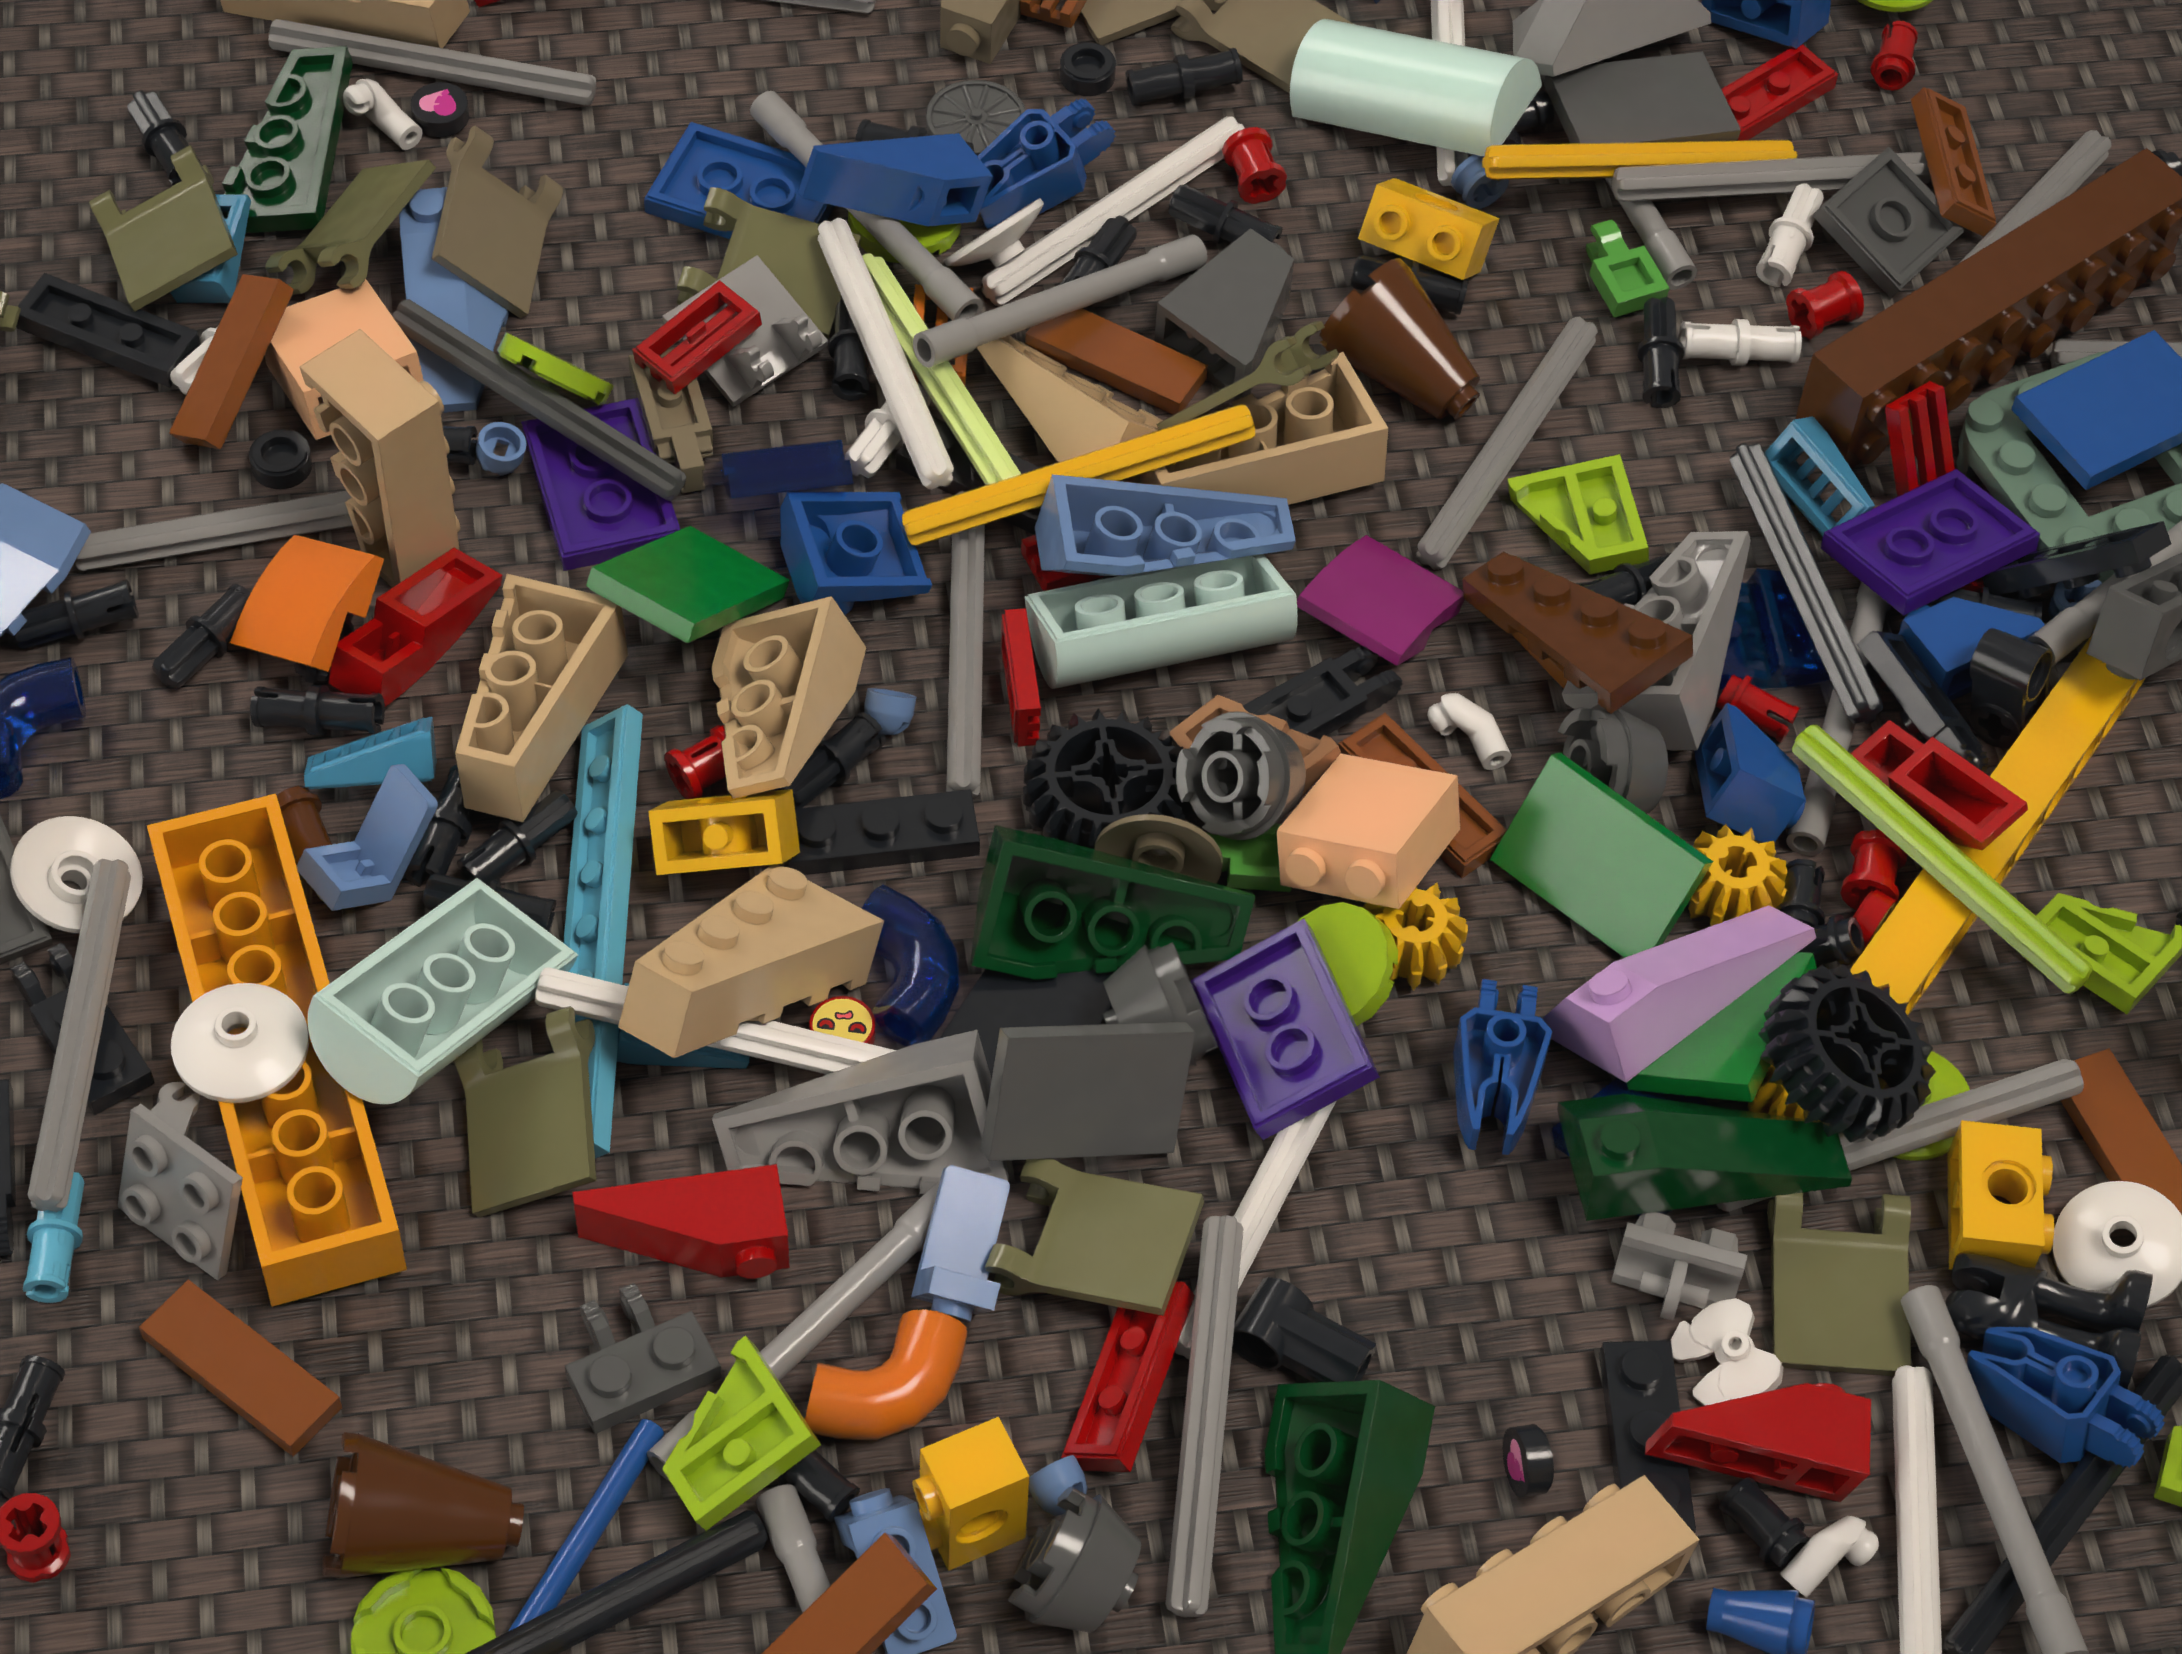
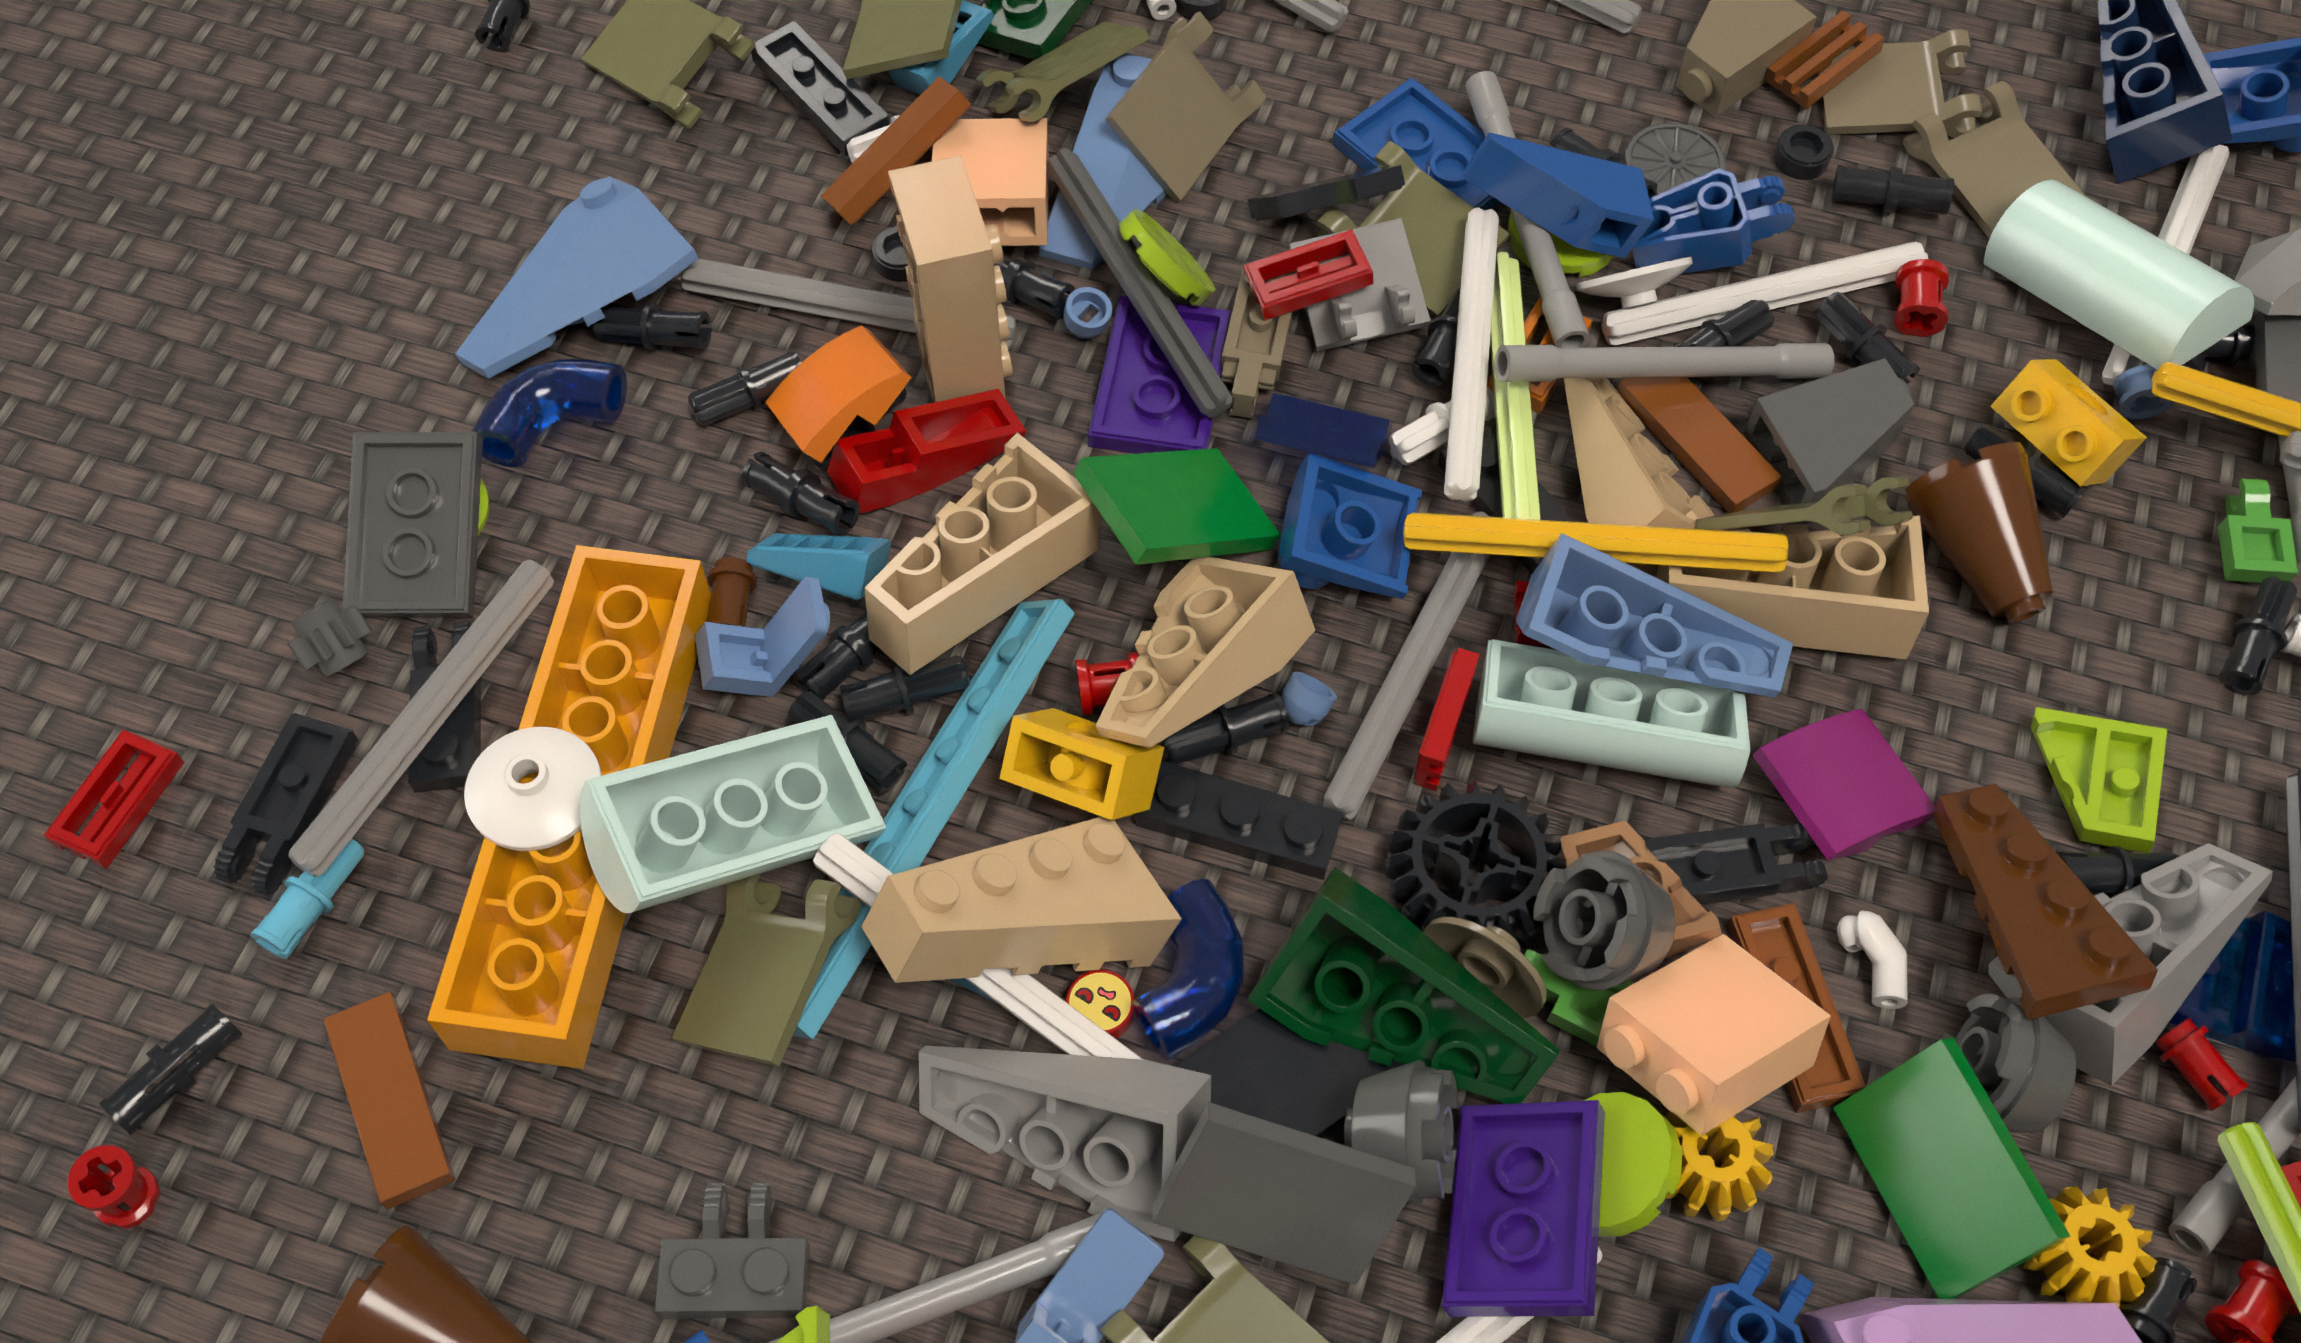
camera: 30 degrees right, 5 degrees up
(65, 851) = (508, 536): white dish -> none
(178, 1185) = (414, 872): light grey plate -> none
(686, 249) = (1326, 193): none -> black tile
(701, 1222) = (874, 1155): red slope -> none
(1506, 443) = (2051, 669): light grey axle -> none
(1747, 778) = (2154, 1144): blue slope -> none

